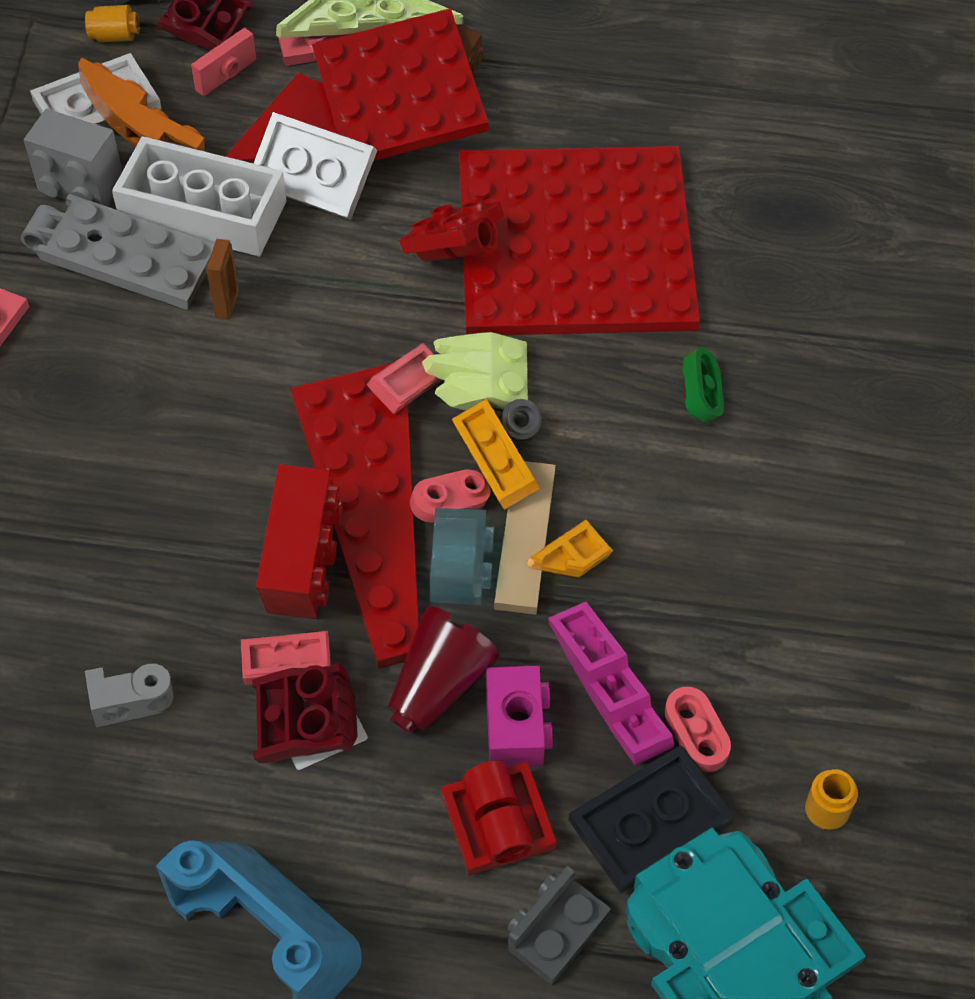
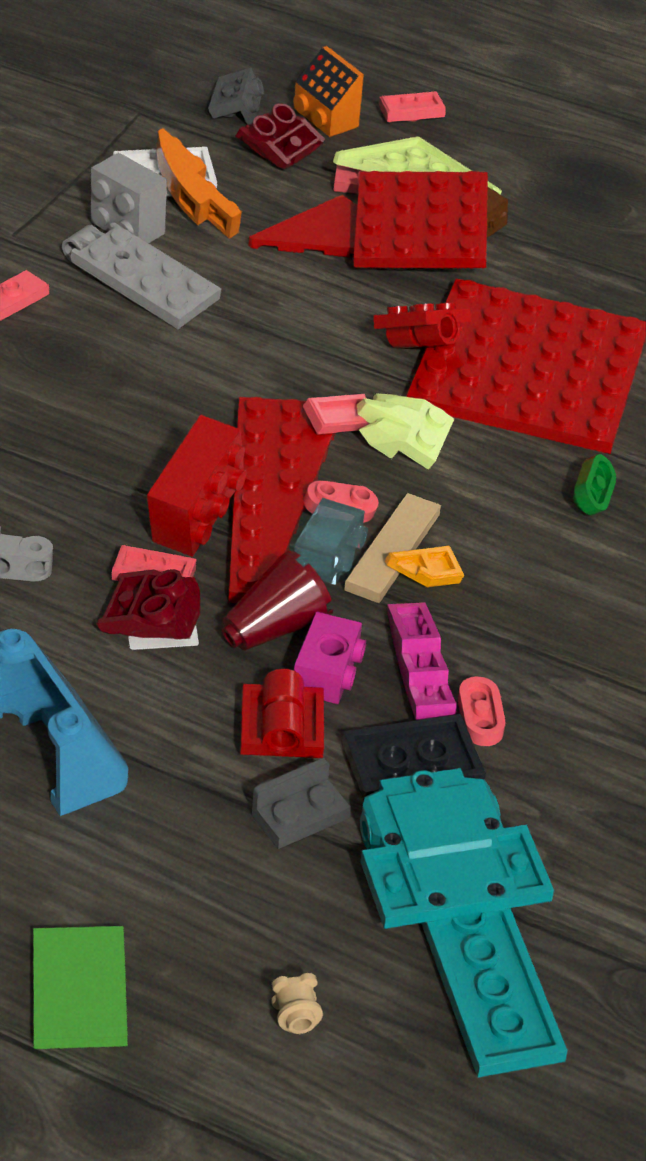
camera: 15 degrees right, 15 degrees down
(112, 23) = (200, 125): light orange brick -> none
(202, 194) = (224, 249): white brick -> none
(222, 279) = (214, 306): dark orange tile -> none
(223, 62) = (282, 171): coral plate -> none
(316, 164) = (324, 254): white plate -> none
(495, 454) = (391, 481): light orange plate -> none
(532, 414) = (429, 458): flat silver plate -> none
(831, 799) = (575, 783): light orange brick -> none

